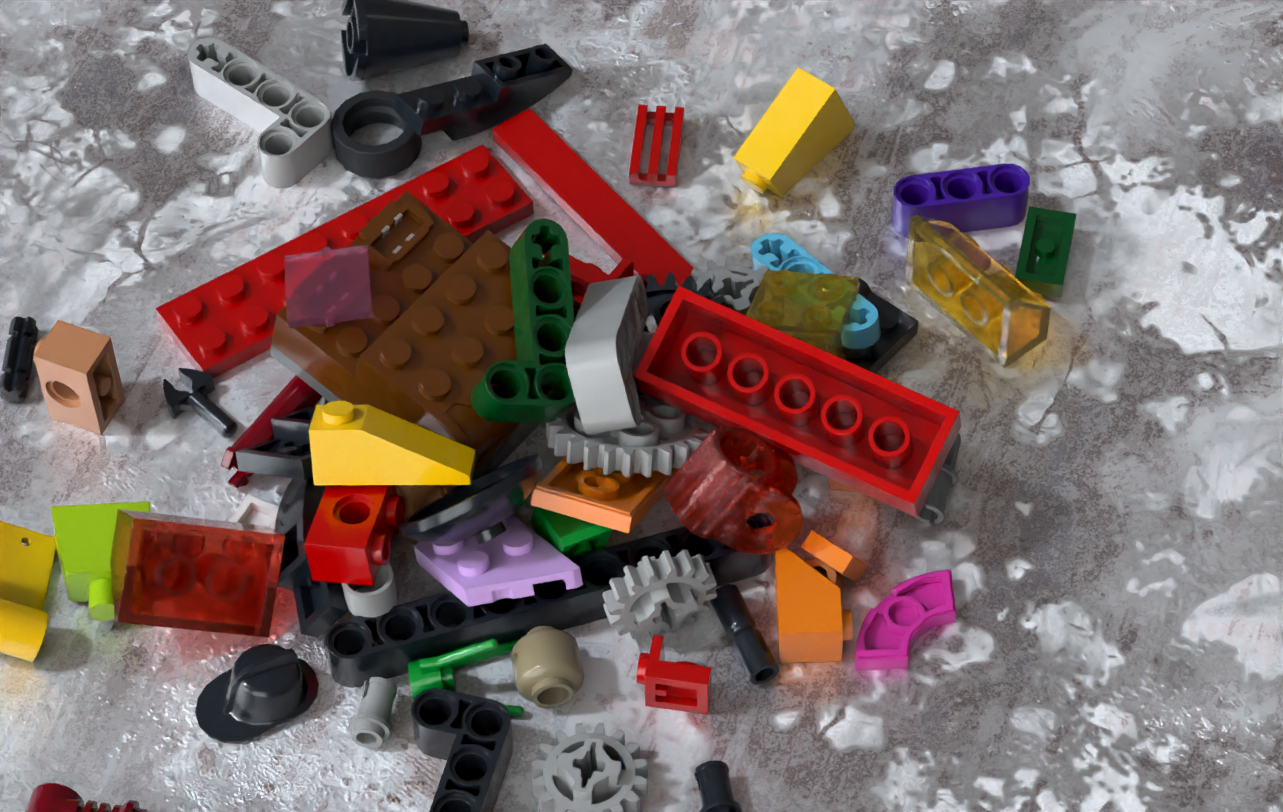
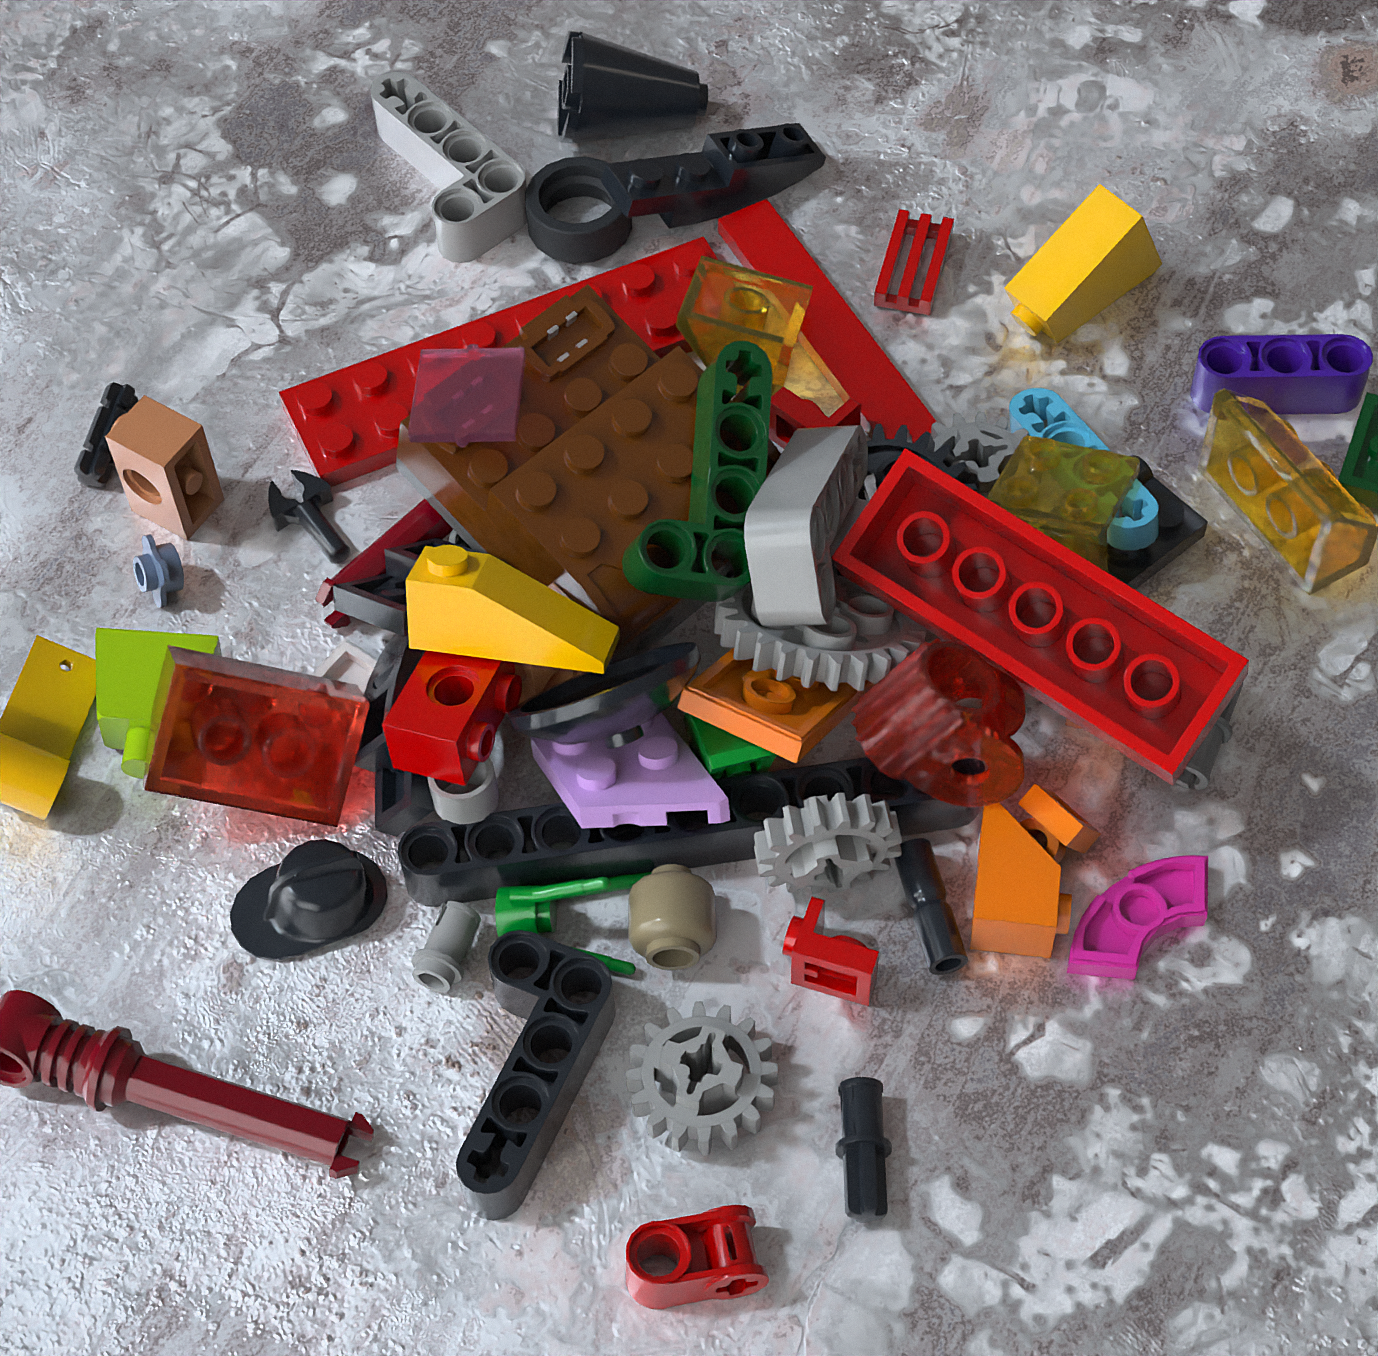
camera: 10 degrees right, 5 degrees up
(86, 459) = (158, 570): none -> sand blue plate
(520, 194) = (744, 305): none -> clear yellow slope

